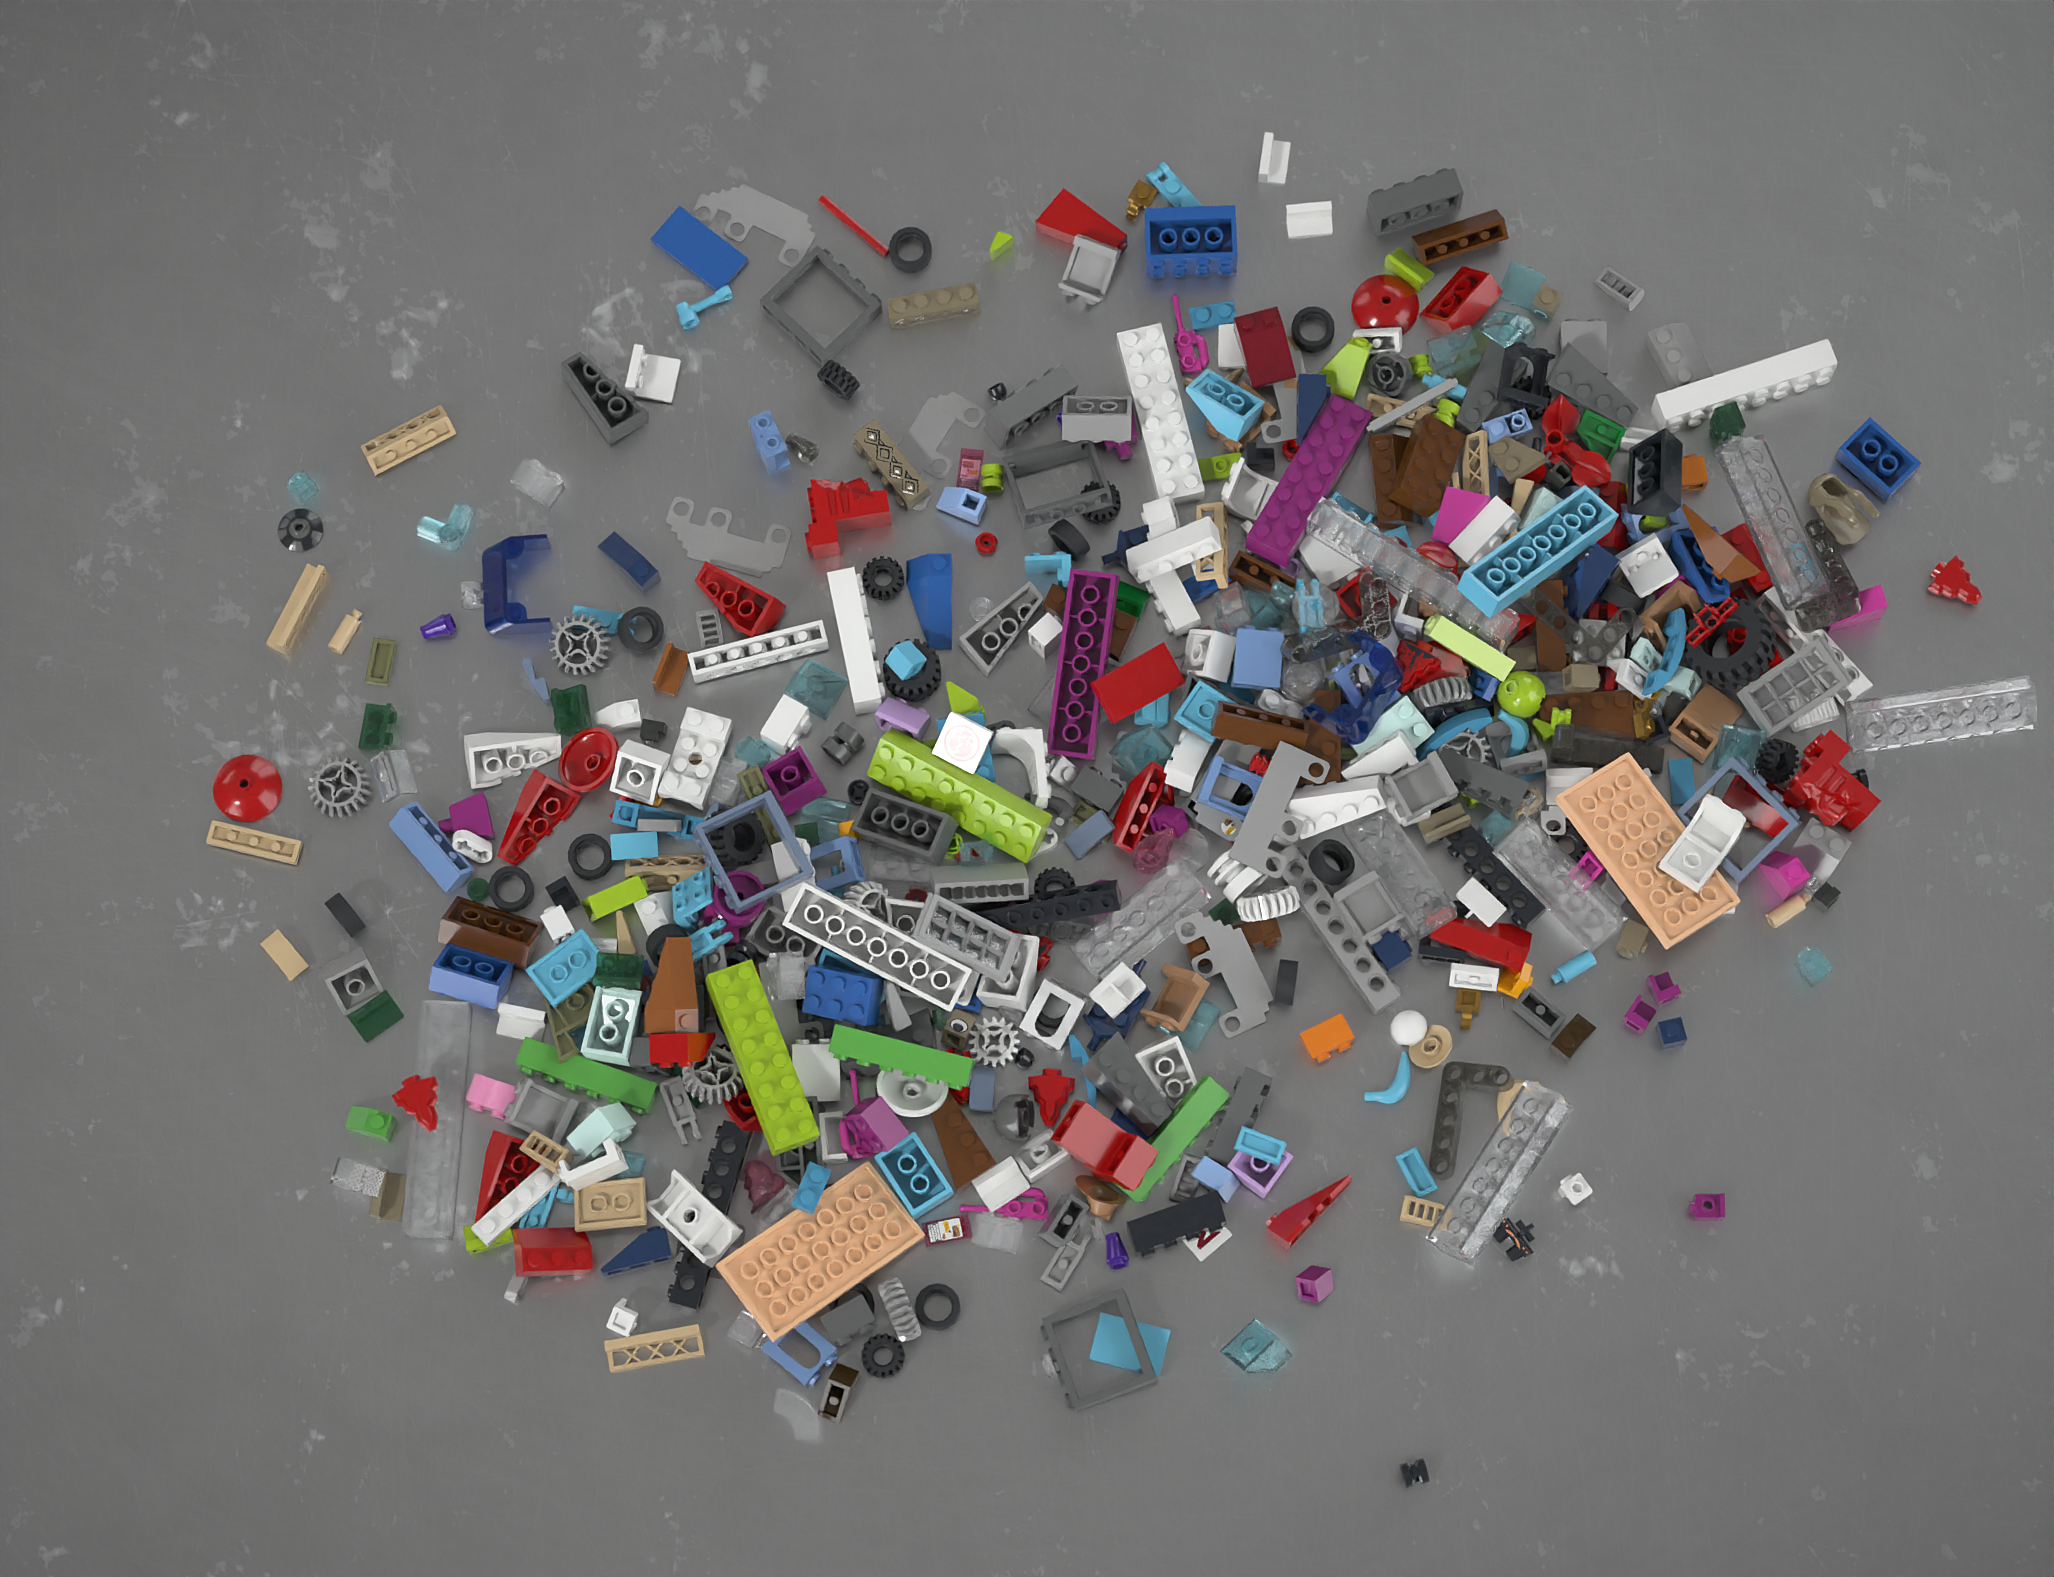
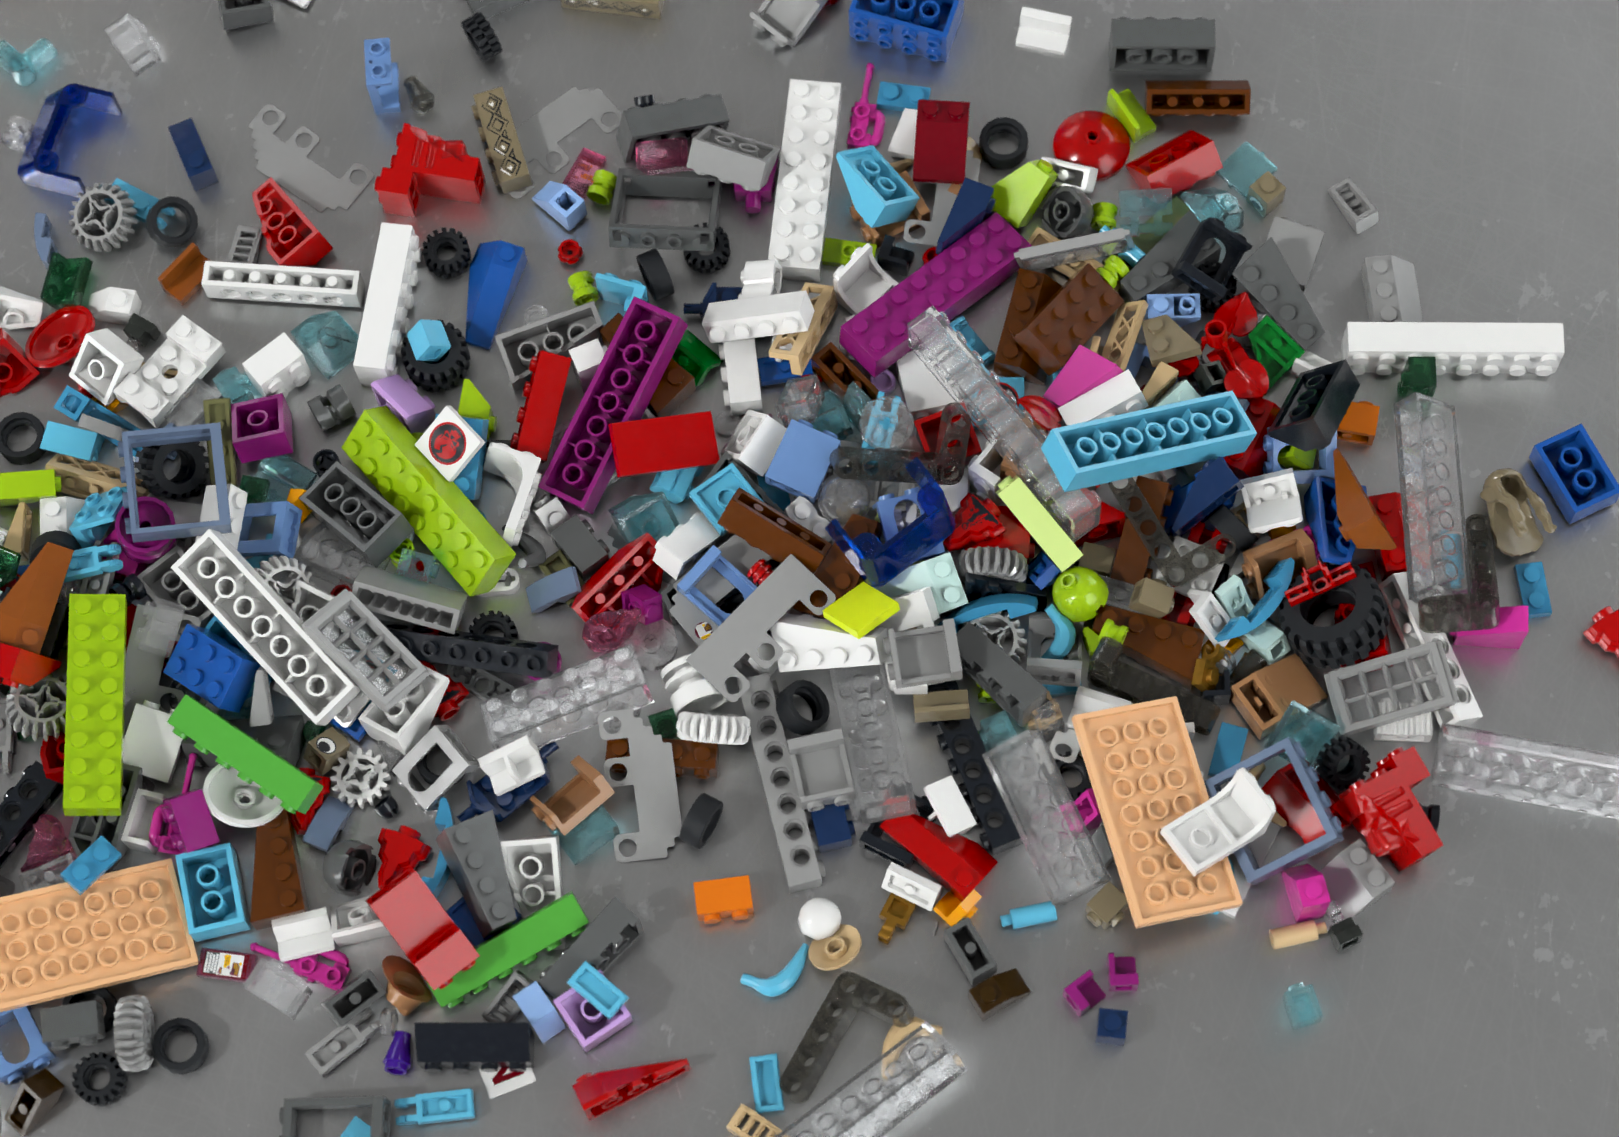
camera: 20 degrees right, 5 degrees down
(1011, 571) = (583, 287): none -> lime wheel
(1021, 683) = (542, 404): none -> red brick
(1035, 436) = (662, 156): none -> clear pink panel
(1164, 1282) = (438, 1107): none -> medium azure hinge
(1354, 768) = (861, 610): none -> neon yellow tile
(1875, 566) = (1533, 589): none -> dark azure plate

